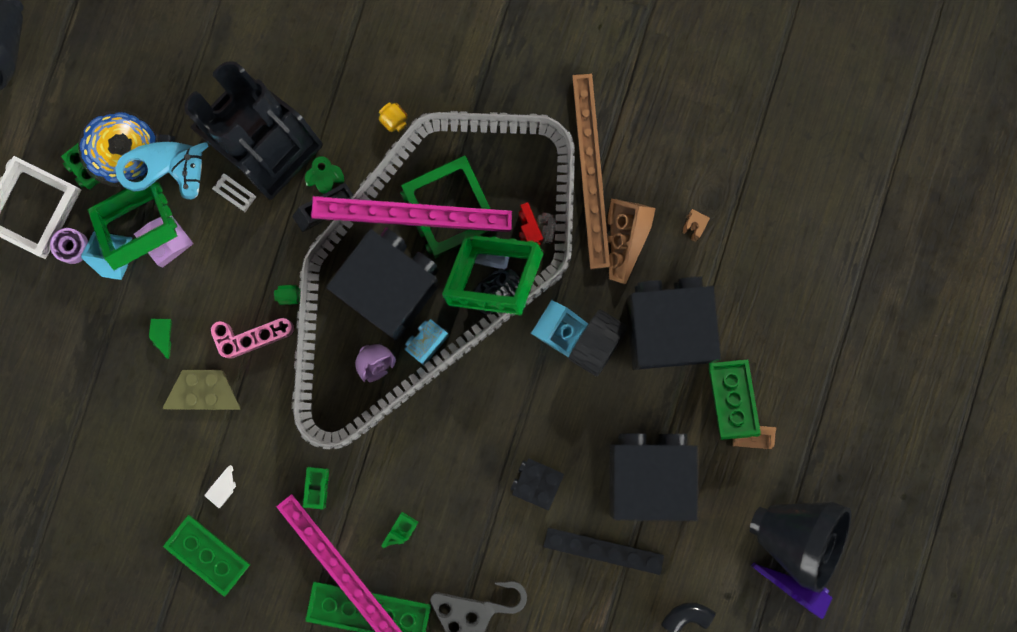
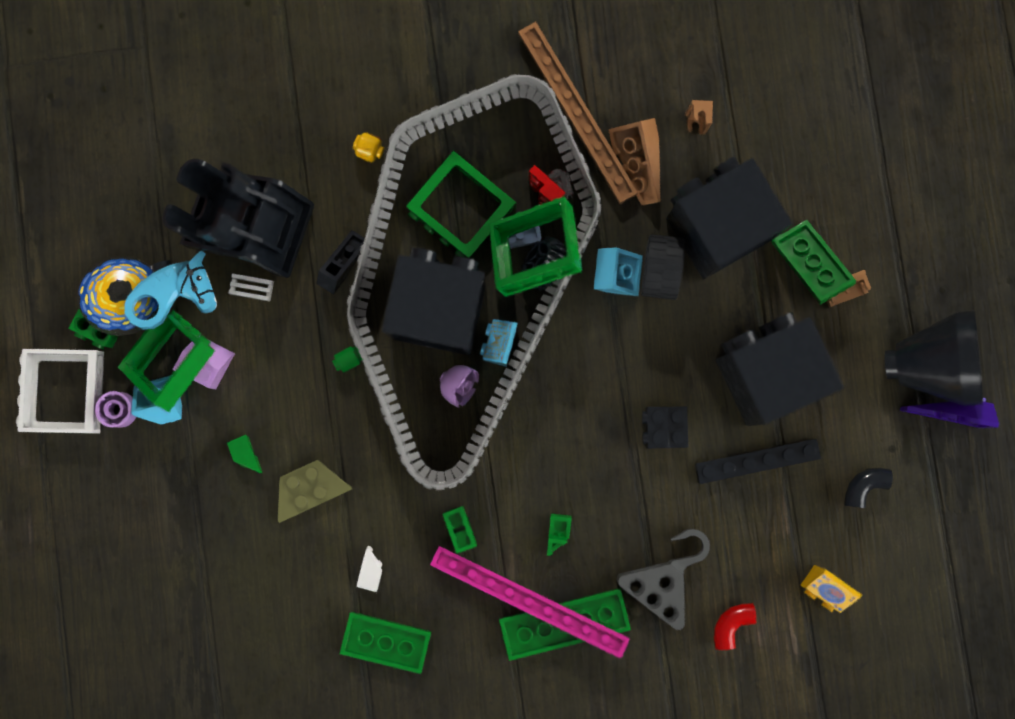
camera: 25 degrees left, 0 degrees up
(254, 334) = (333, 411): bright pink beam -> none
(323, 178) = (330, 234): green plate -> none
(411, 214) = (428, 227): dark pink plate -> none

